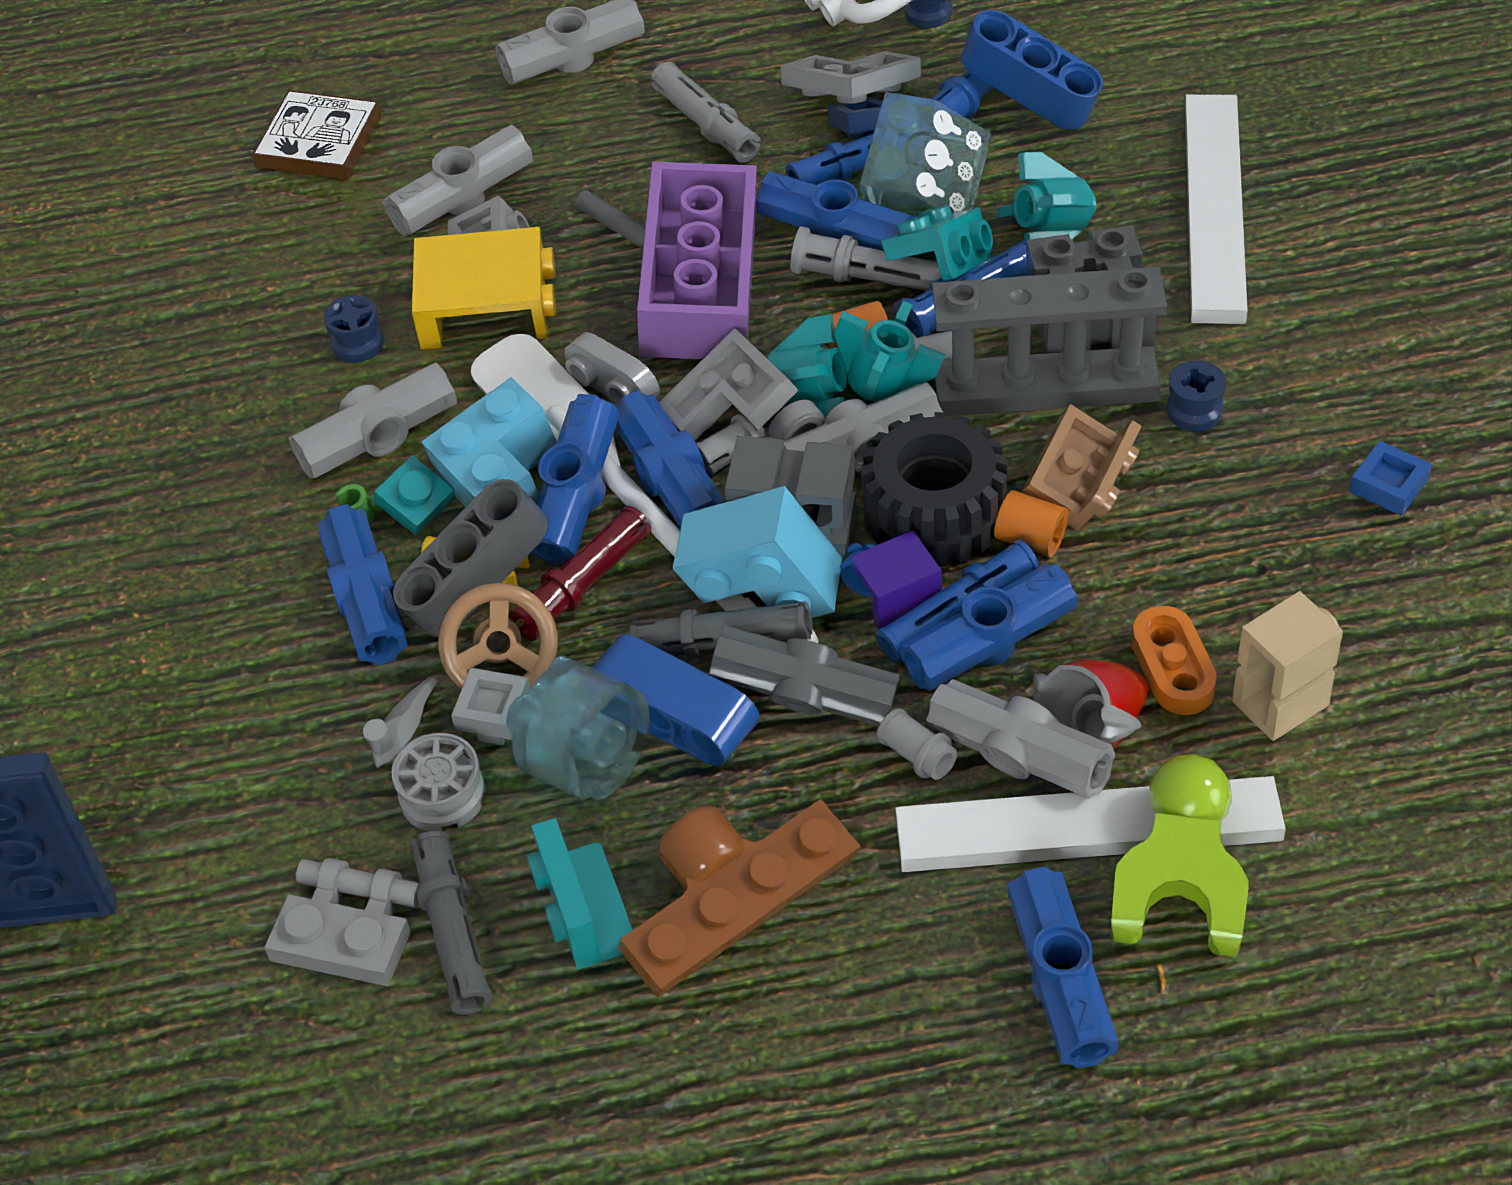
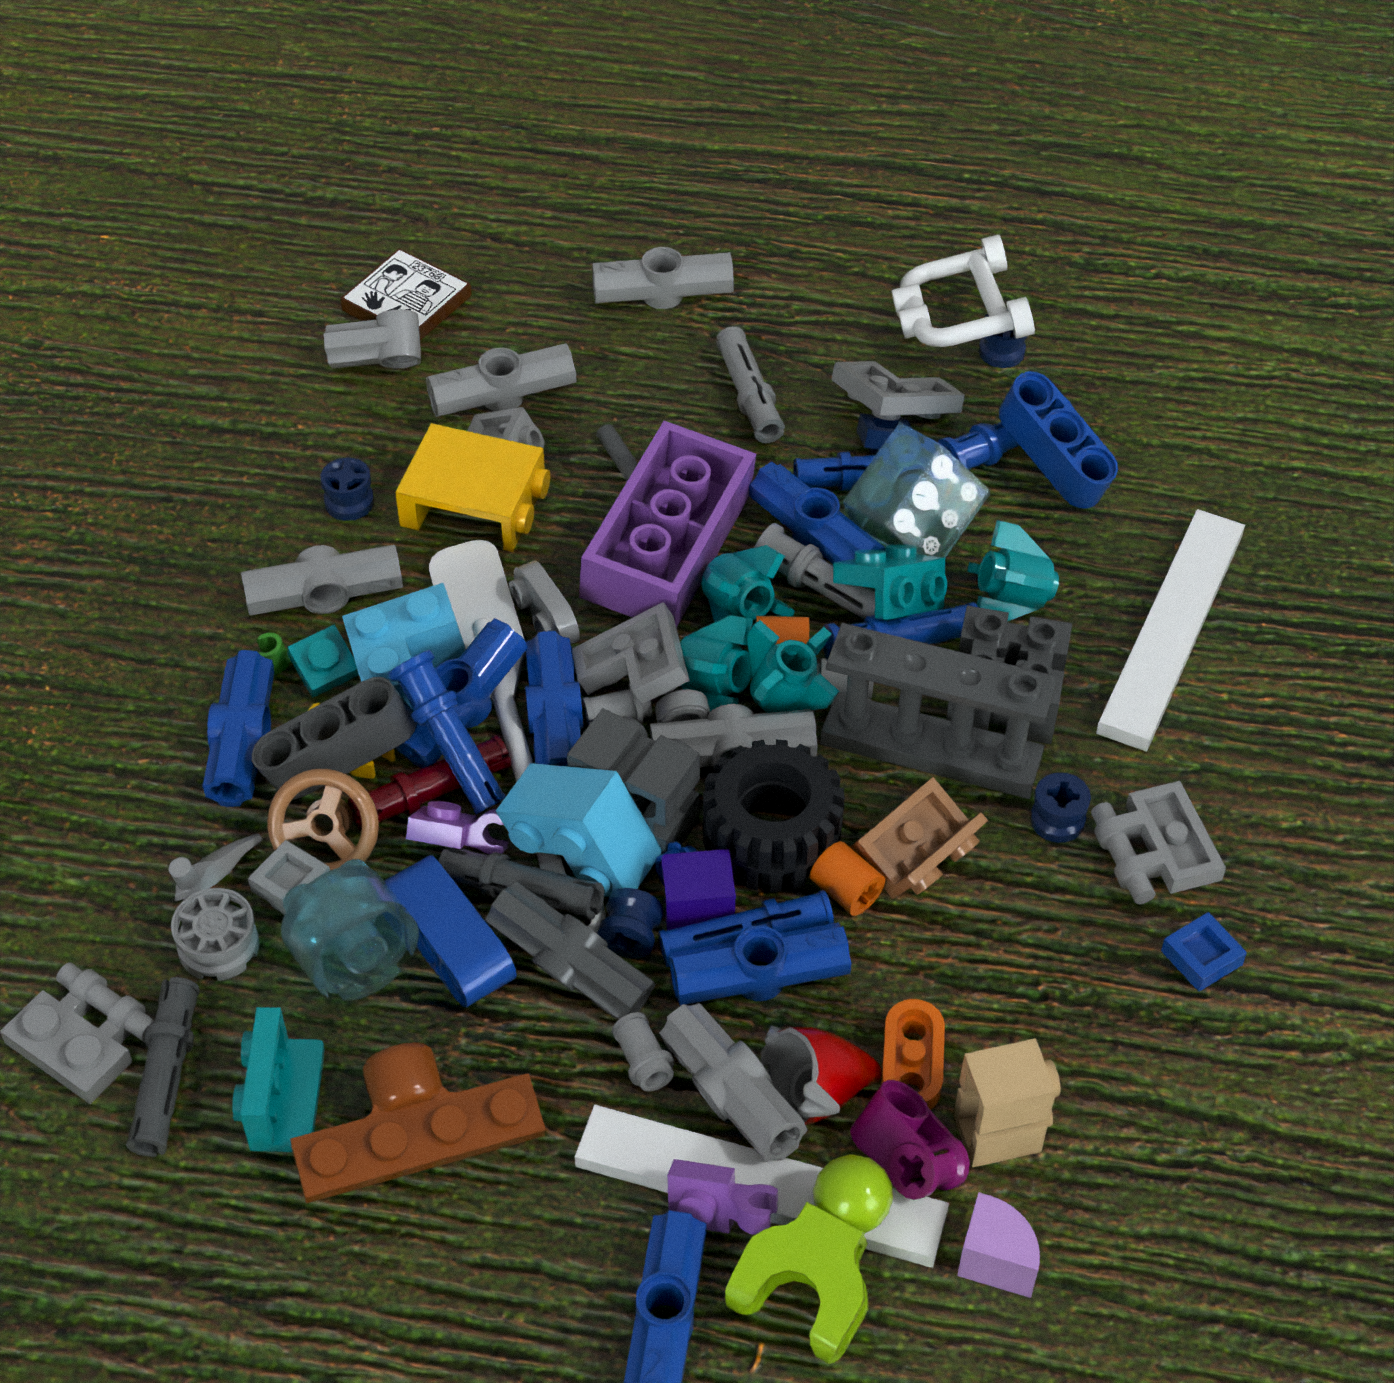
camera: 15 degrees right, 0 degrees up
(324, 177) = (387, 341): none -> light grey piece
(565, 494) = (435, 708): none -> blue pin
(618, 604) = (446, 826): none -> medium lavender plate
(797, 291) = (741, 586): none -> teal brick
(846, 628) = (631, 922): none -> dark blue wheel
(1060, 846) = (717, 1200): none -> medium lavender plate
(1206, 725) = (902, 1138): none -> magenta piece
(1308, 384) = (1173, 835): none -> light grey plate
(1342, 797) = (1000, 1248): none -> lavender brick

